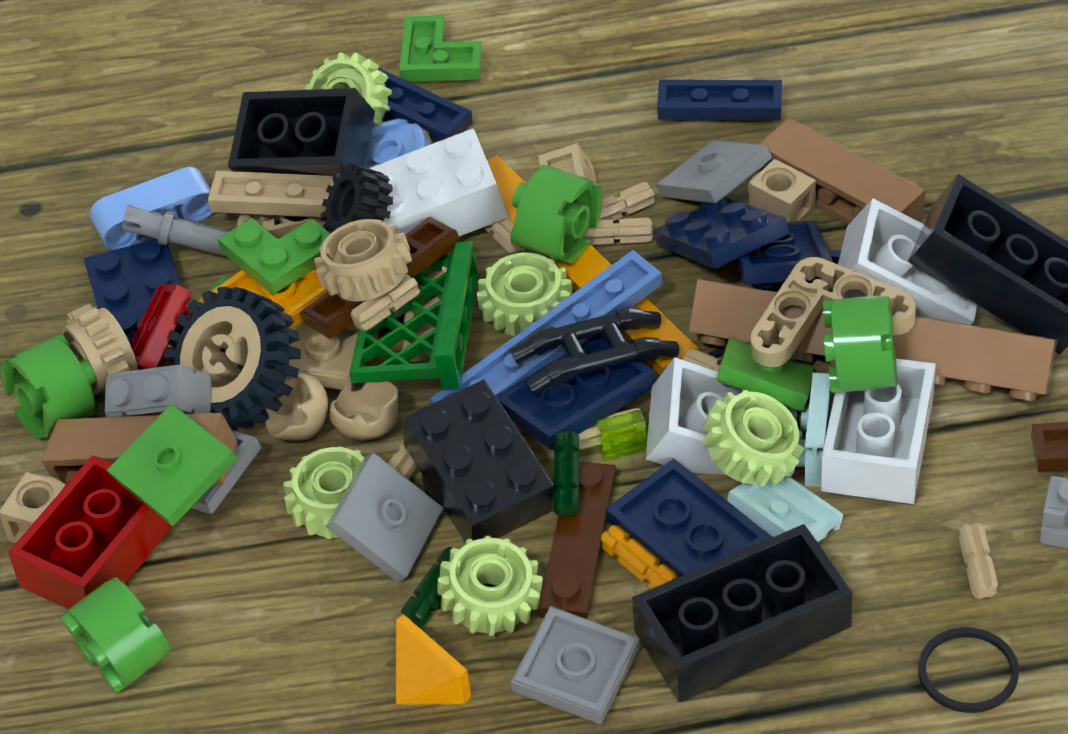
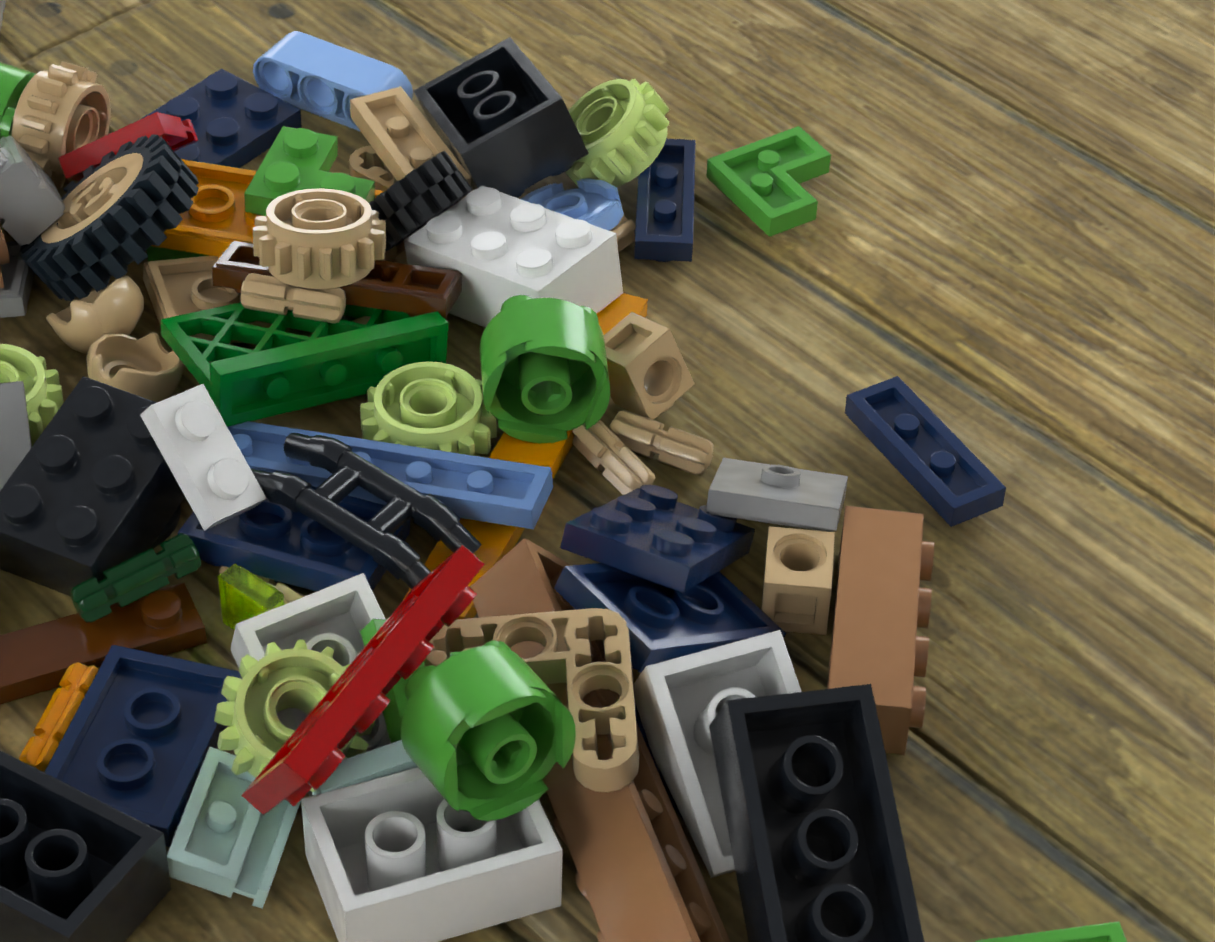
camera: 50 degrees right, 5 degrees down
(172, 229) = (293, 94): light grey pin -> none
(517, 390) = (203, 456): none -> white plate
(796, 375) = (361, 690): none -> red plate

